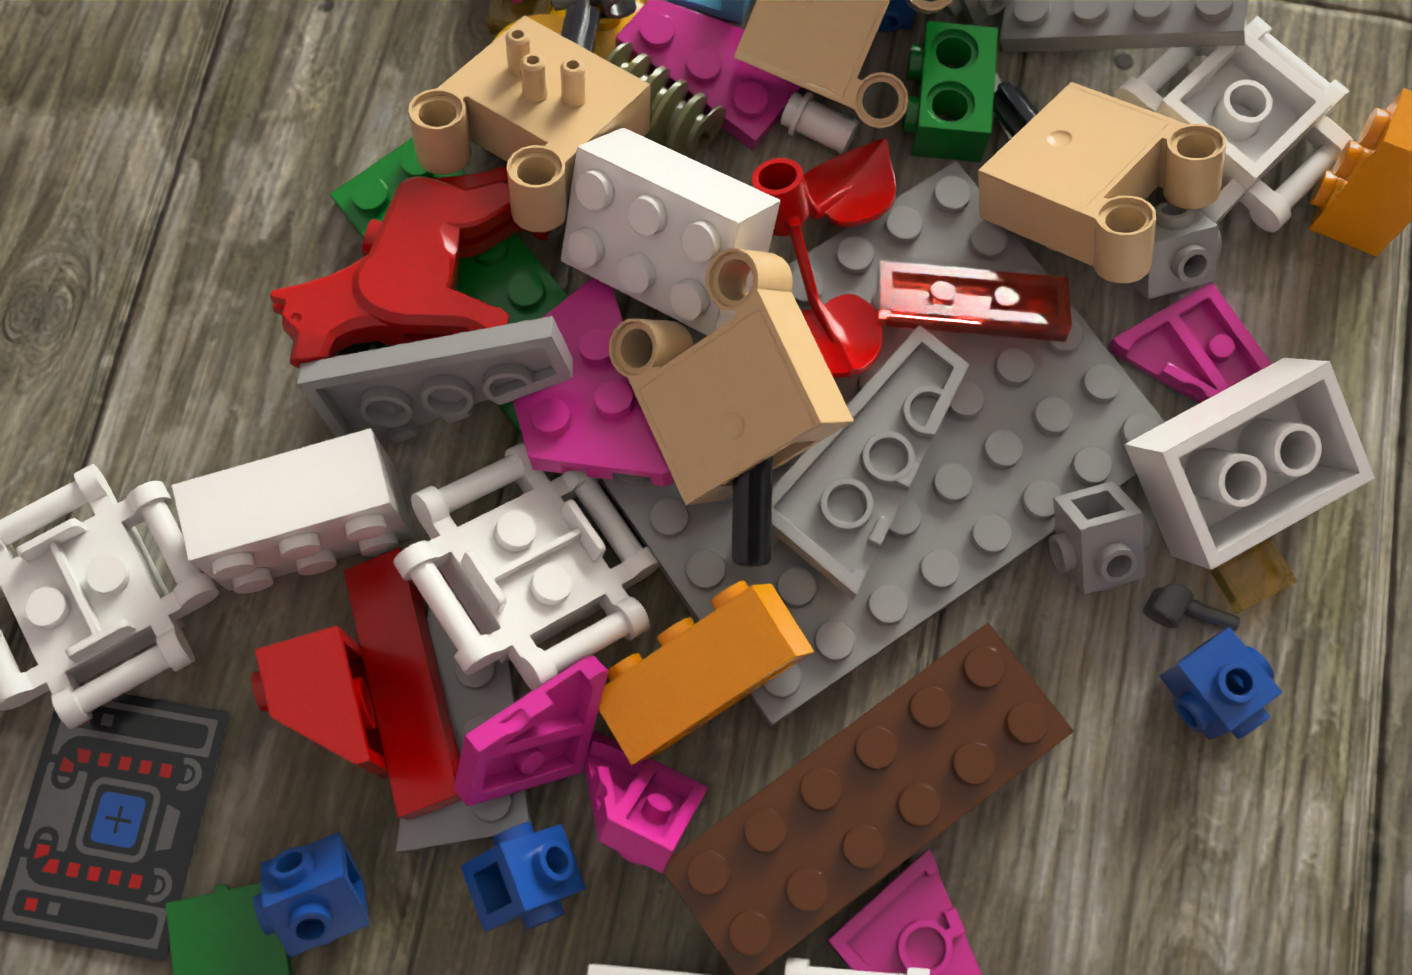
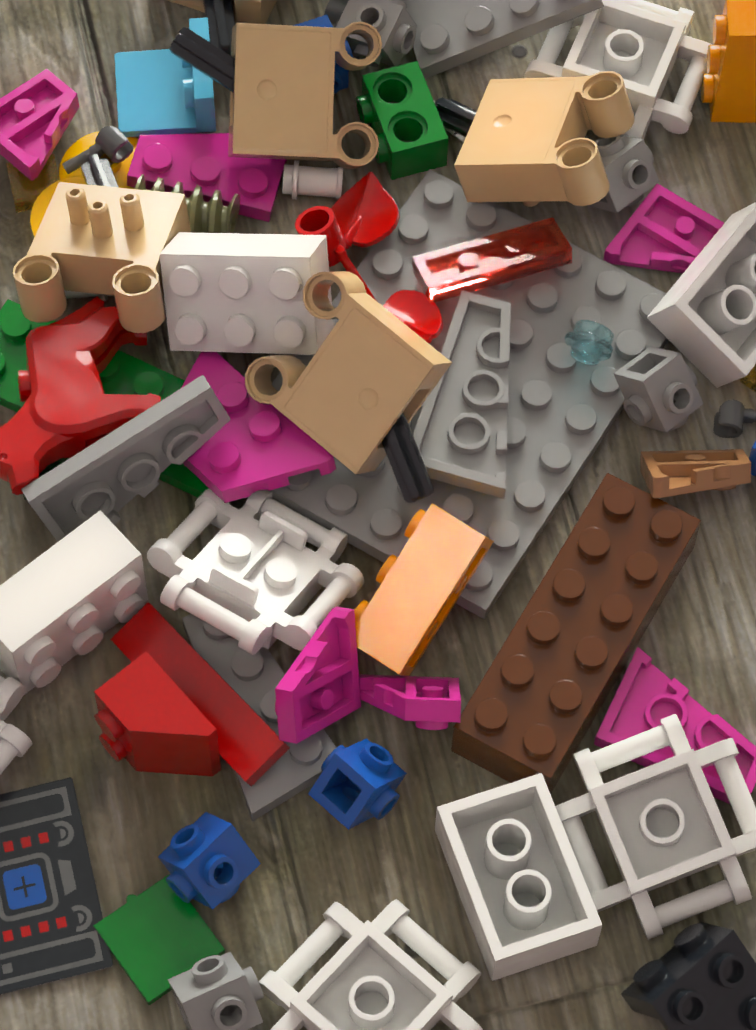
camera: 25 degrees left, 10 degrees down
(1042, 448) = (590, 342): none -> clear light blue plate
(1094, 657) = (693, 471): none -> medium nougat wing

